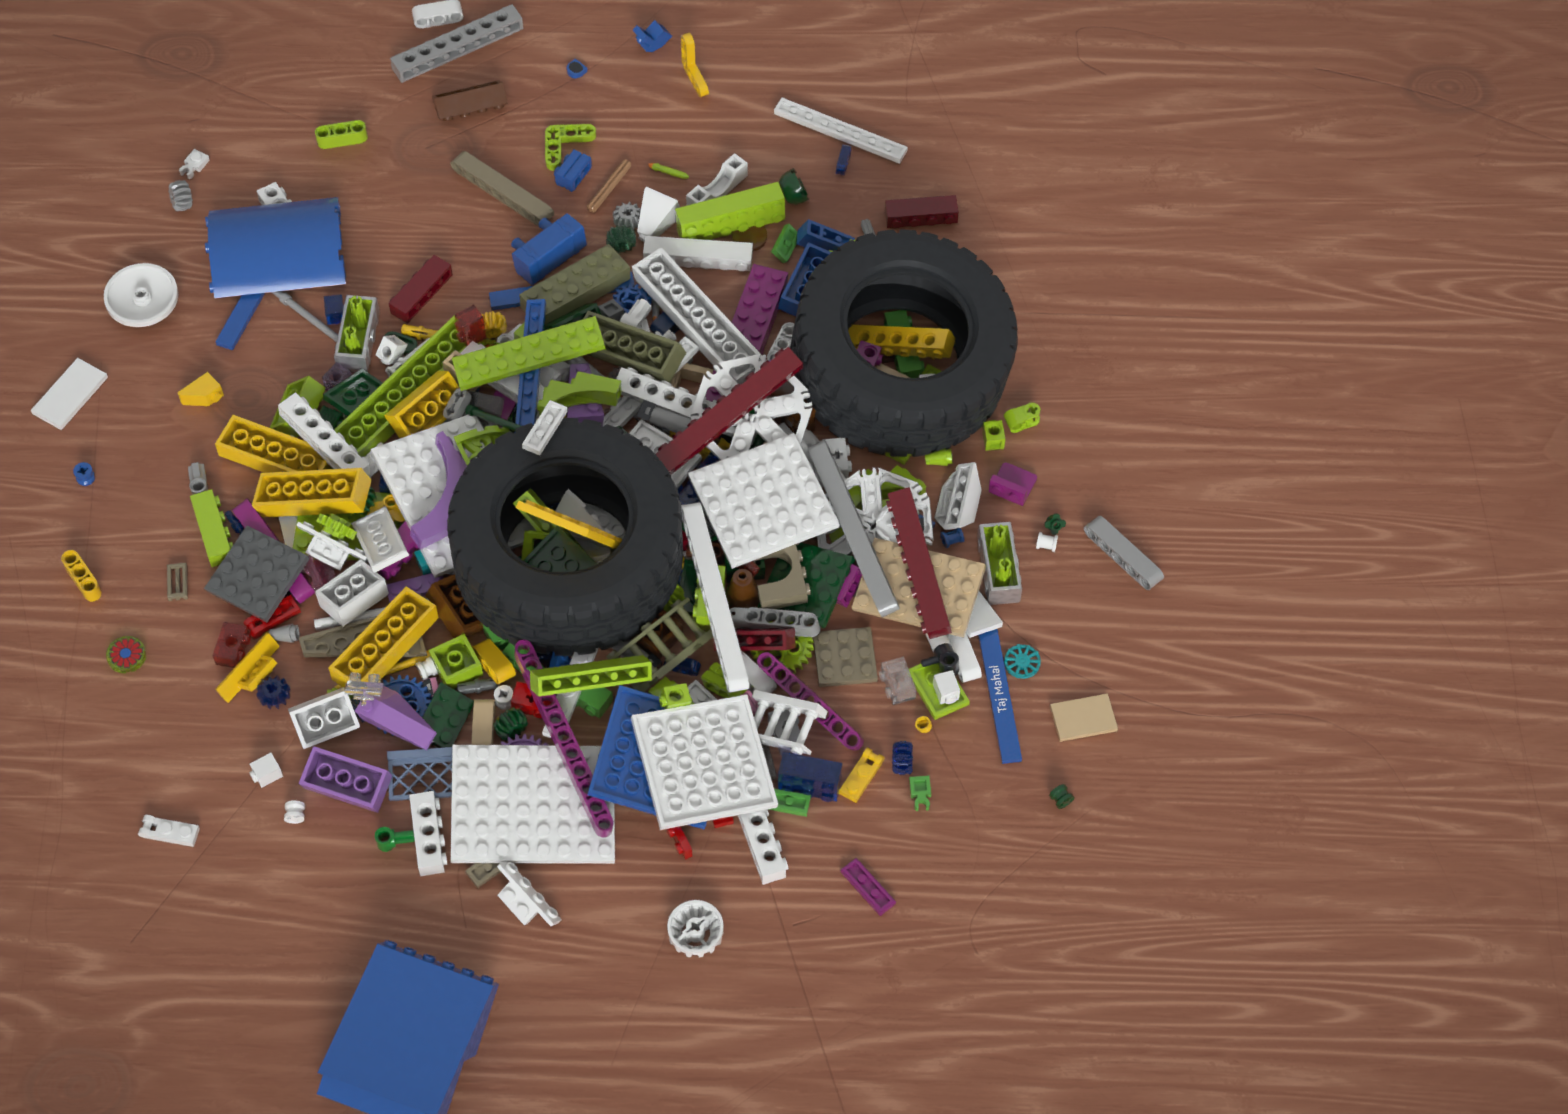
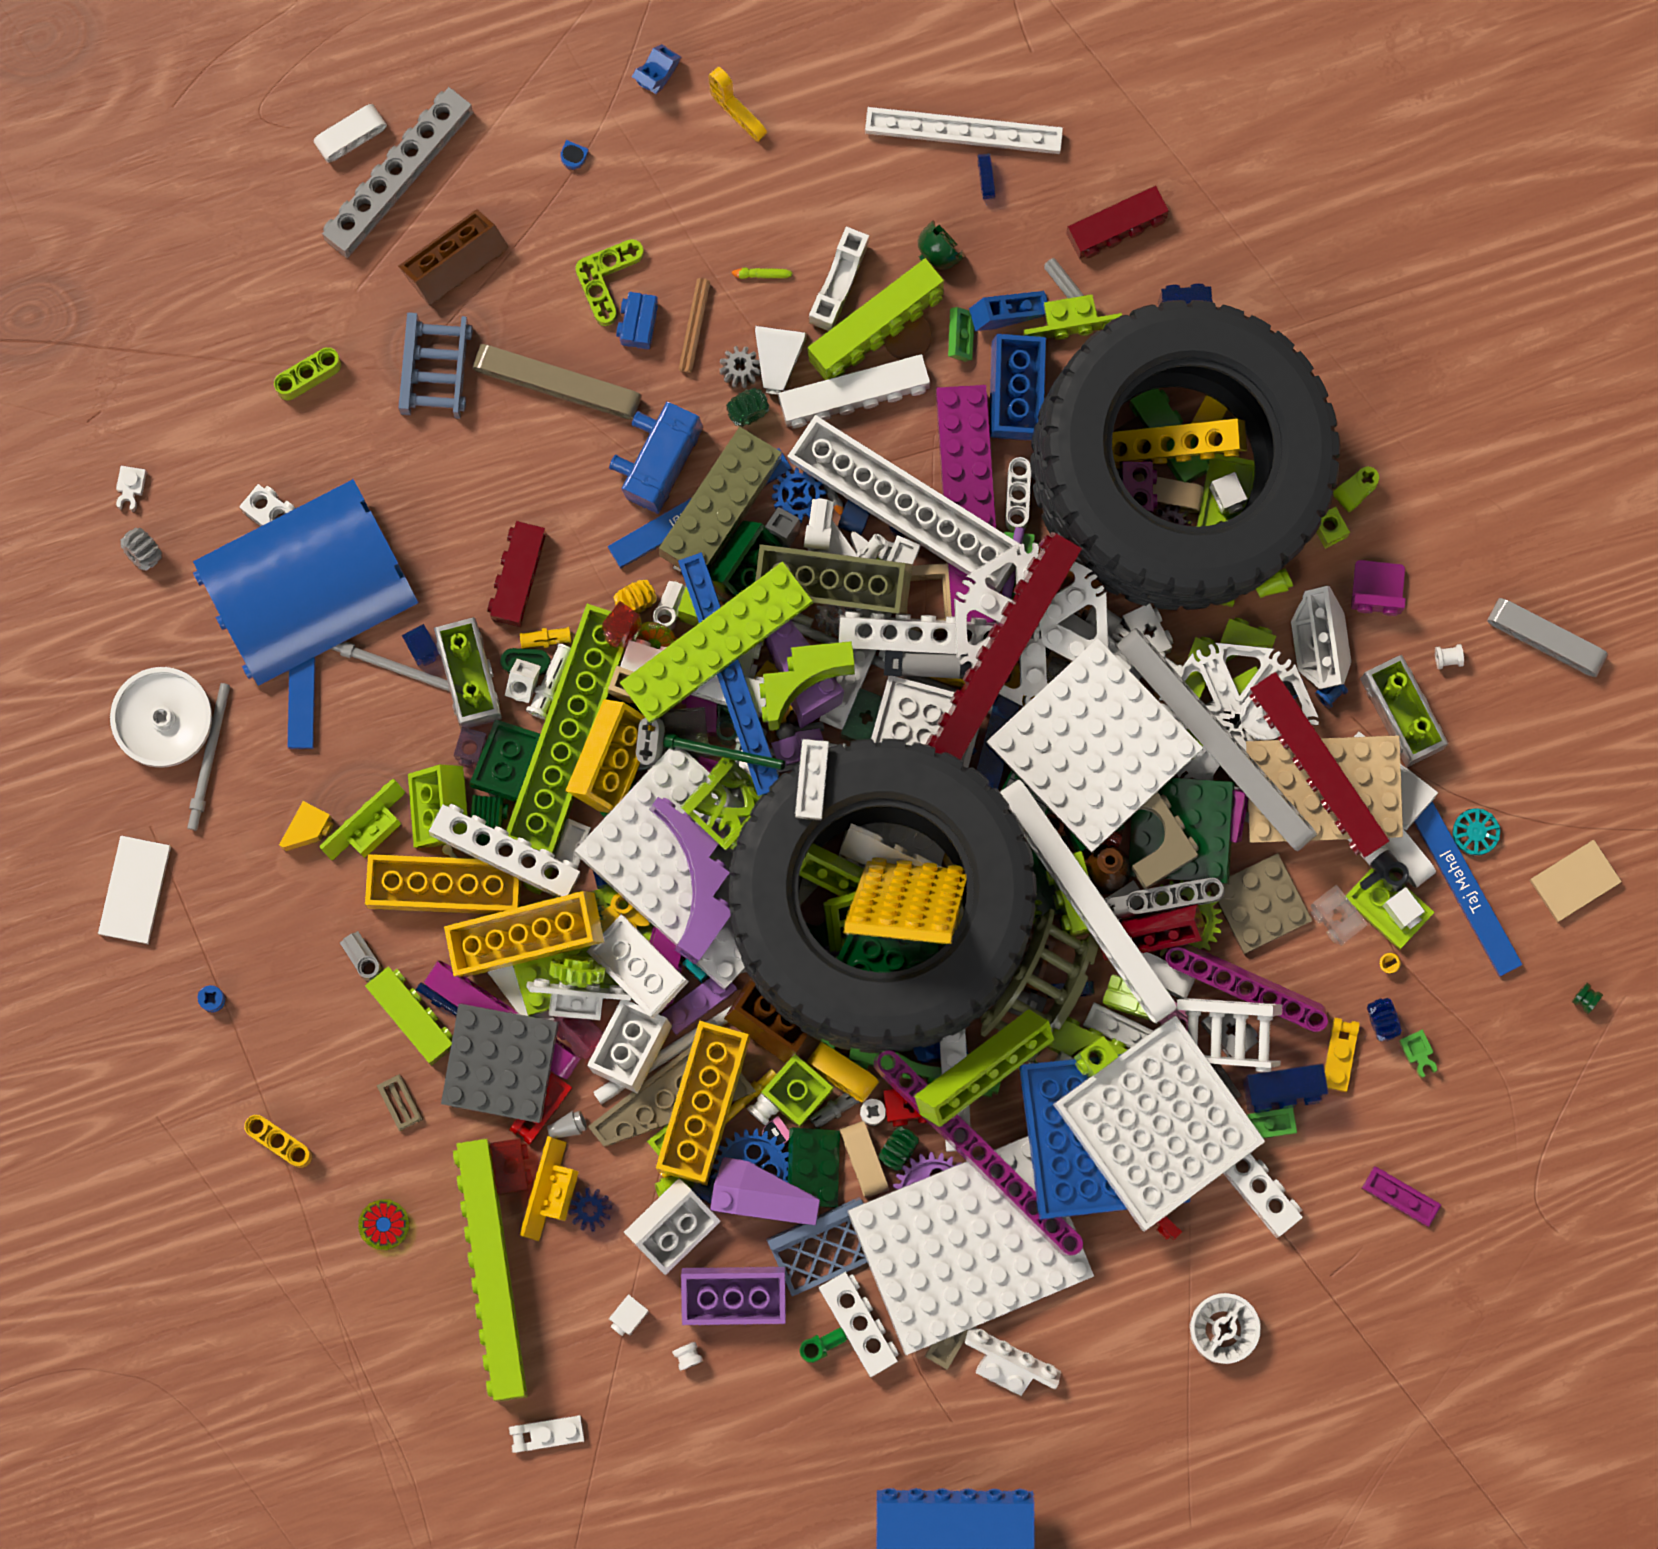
camera: 20 degrees left, 20 degrees up
(139, 355) = (197, 803): none -> light grey bar
(181, 707) = (492, 1271): none -> lime brick
(243, 402) = (368, 825): none -> lime bracket
(363, 690) = (723, 1175): clear hips -> none
(415, 143) = (414, 352): none -> sand blue fence
(1051, 520) = (1449, 627): dark green plate -> none

